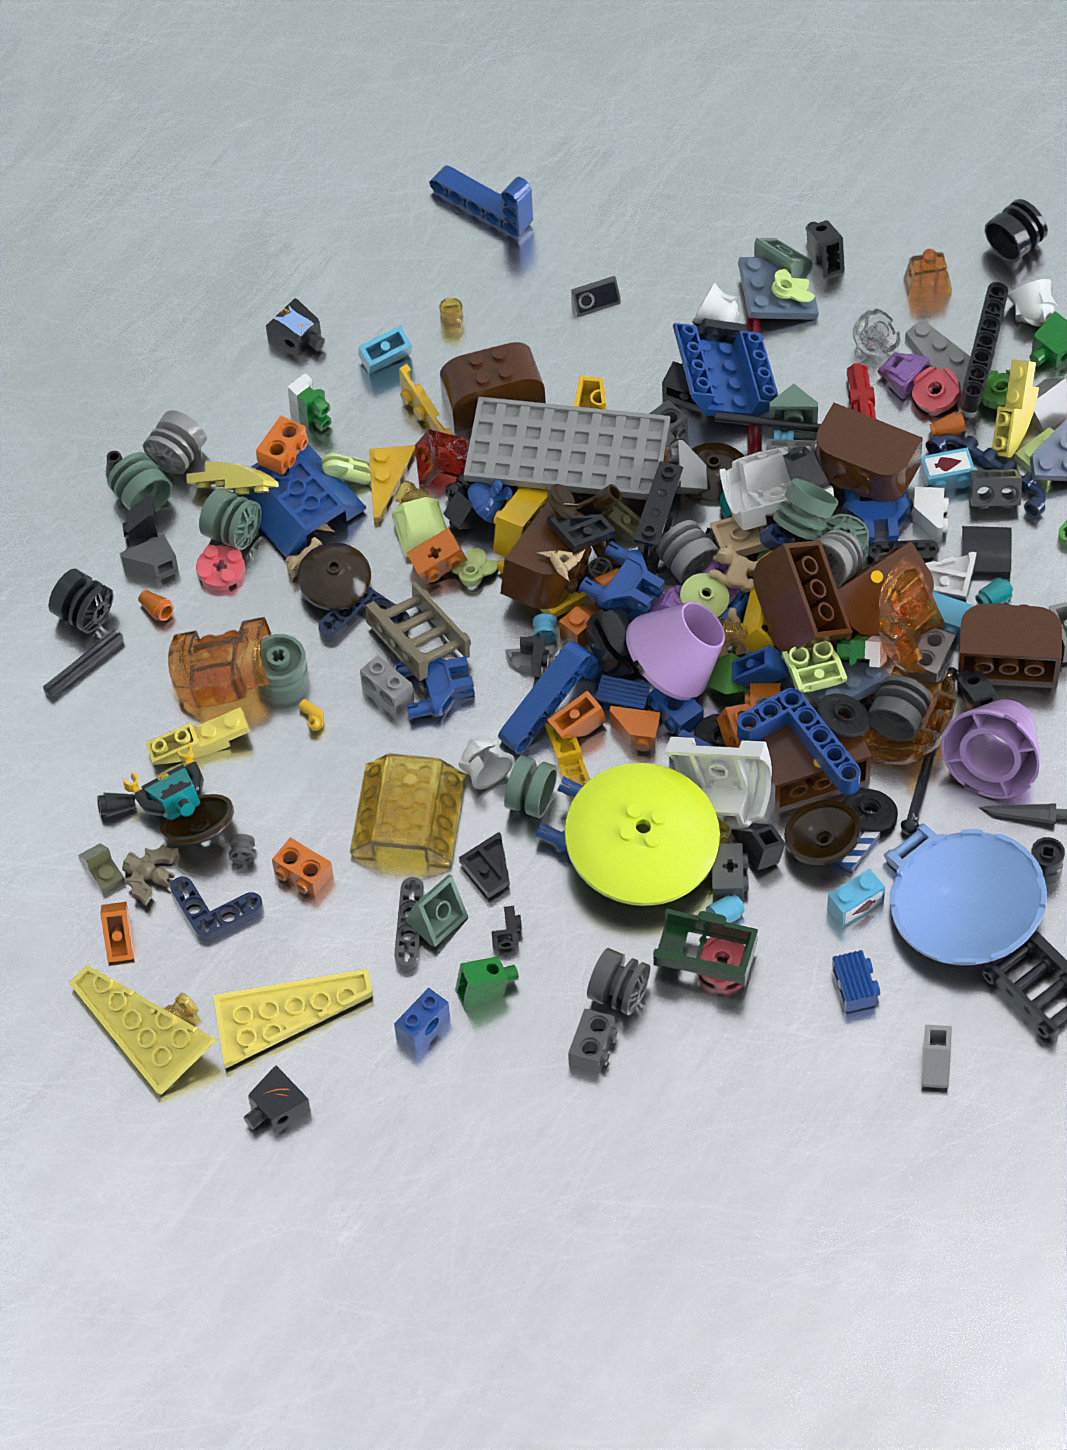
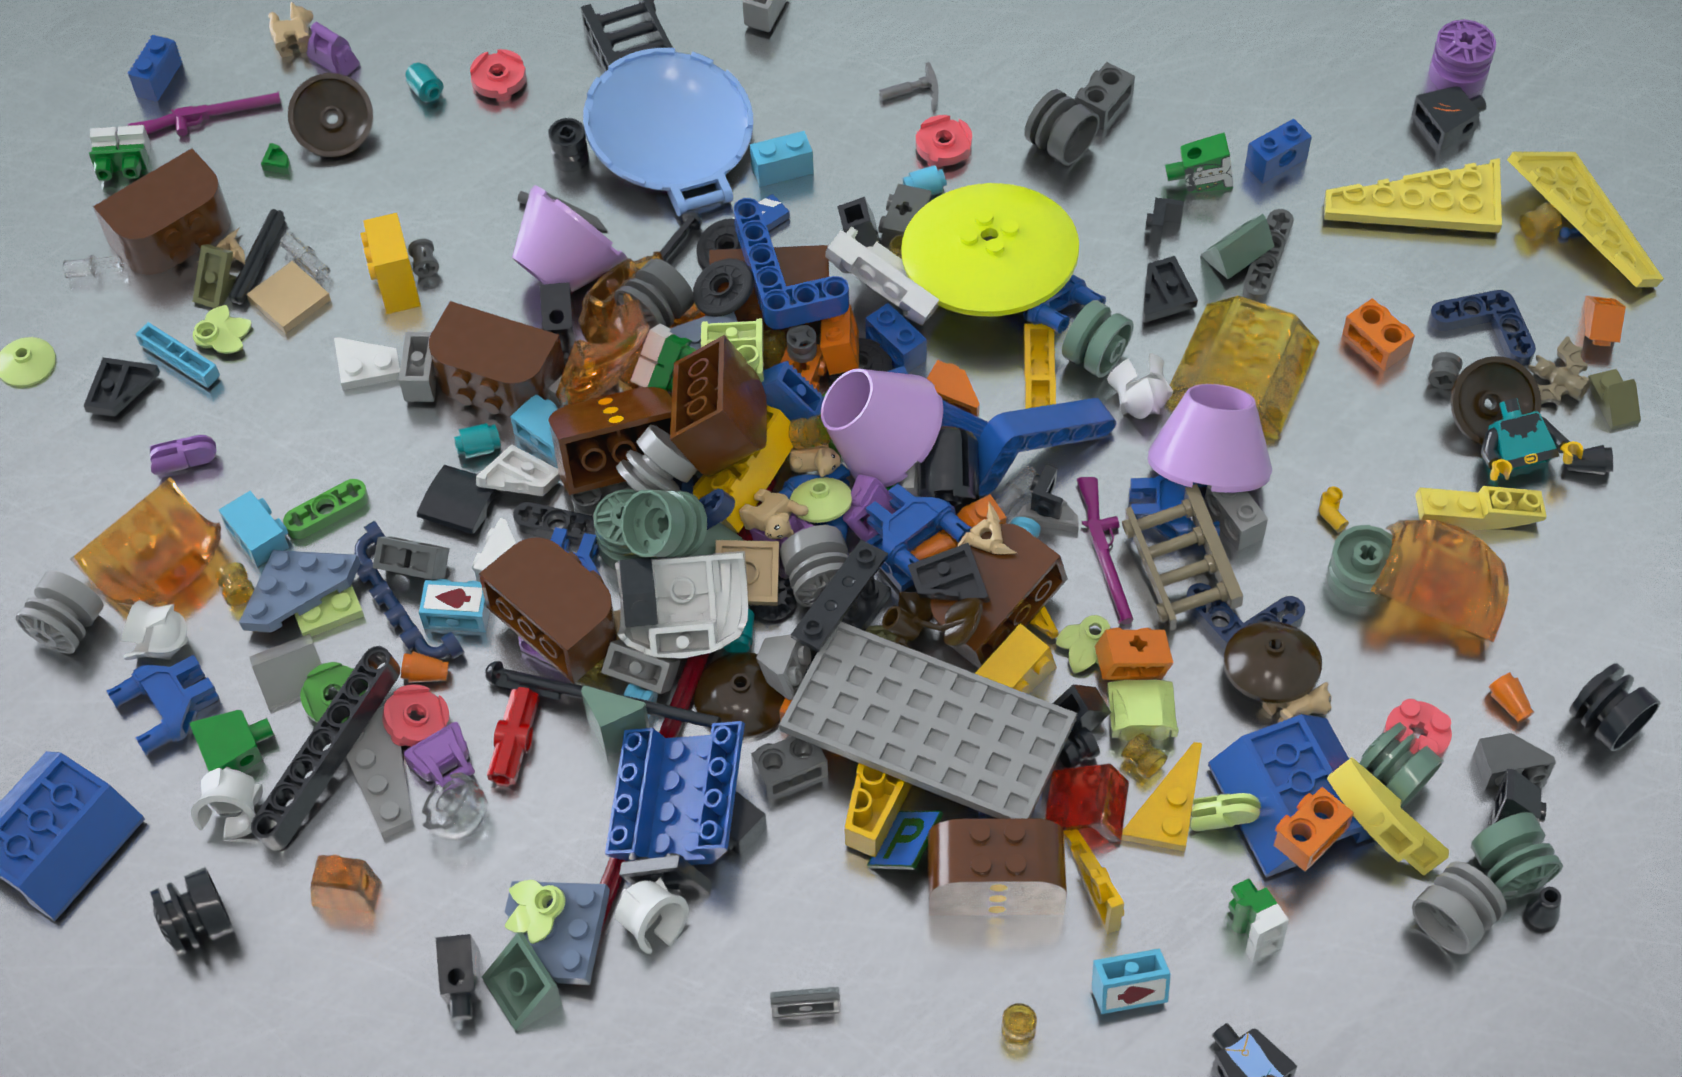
camera: 165 degrees left, 0 degrees up
(83, 663) = (1614, 648): black axle -> none
(275, 1169) = (1462, 56): none -> medium lavender wheel
(445, 684) = (1213, 441): none -> lavender cone
(488, 499) = (1054, 685): blue hair -> none
(491, 654) = (1095, 528): none -> magenta piece
(558, 388) = (906, 840): none -> blue piece
(578, 717) = (1018, 398): orange slope -> none
(709, 924) = (943, 101): dark green piece -> none
(775, 1012) = (907, 87): none -> flat silver piece
(822, 823) = (799, 207): dark brown dish -> none
(854, 980) = (816, 87): blue brick -> none
(1020, 403) = (337, 637): light yellow slope -> none

